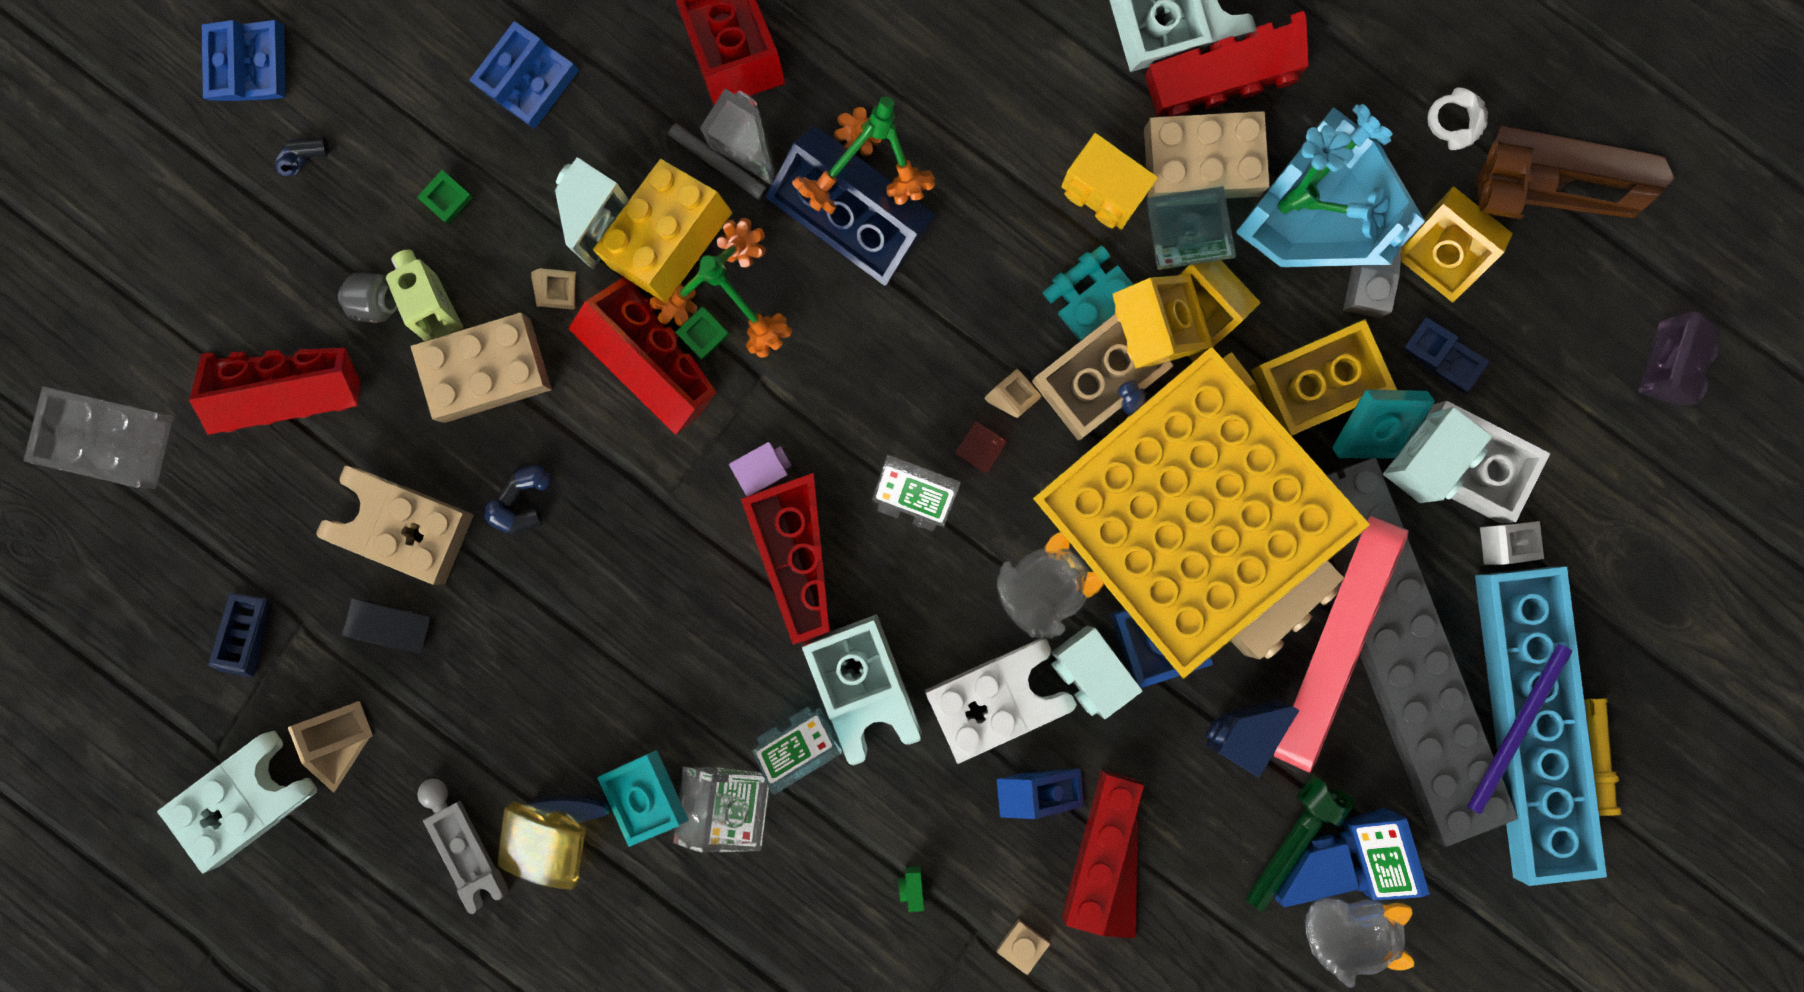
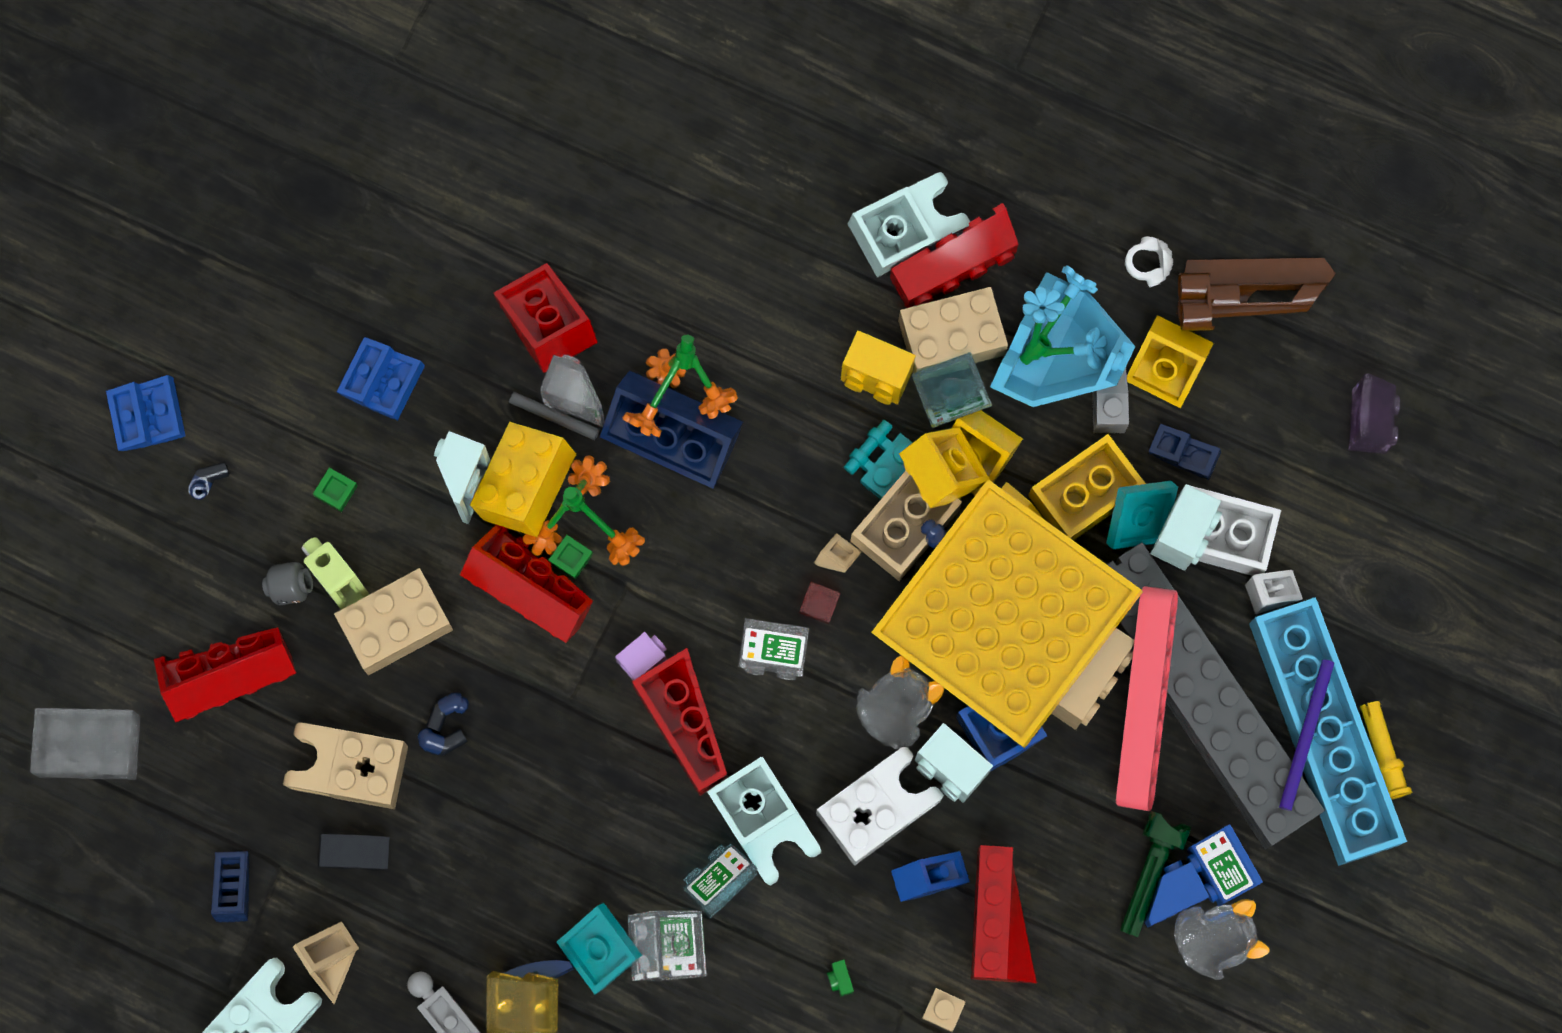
camera: 15 degrees left, 10 degrees down
(554, 288) = (439, 545): tan slope -> none
(1251, 734) = (1090, 789): dark blue slope -> none

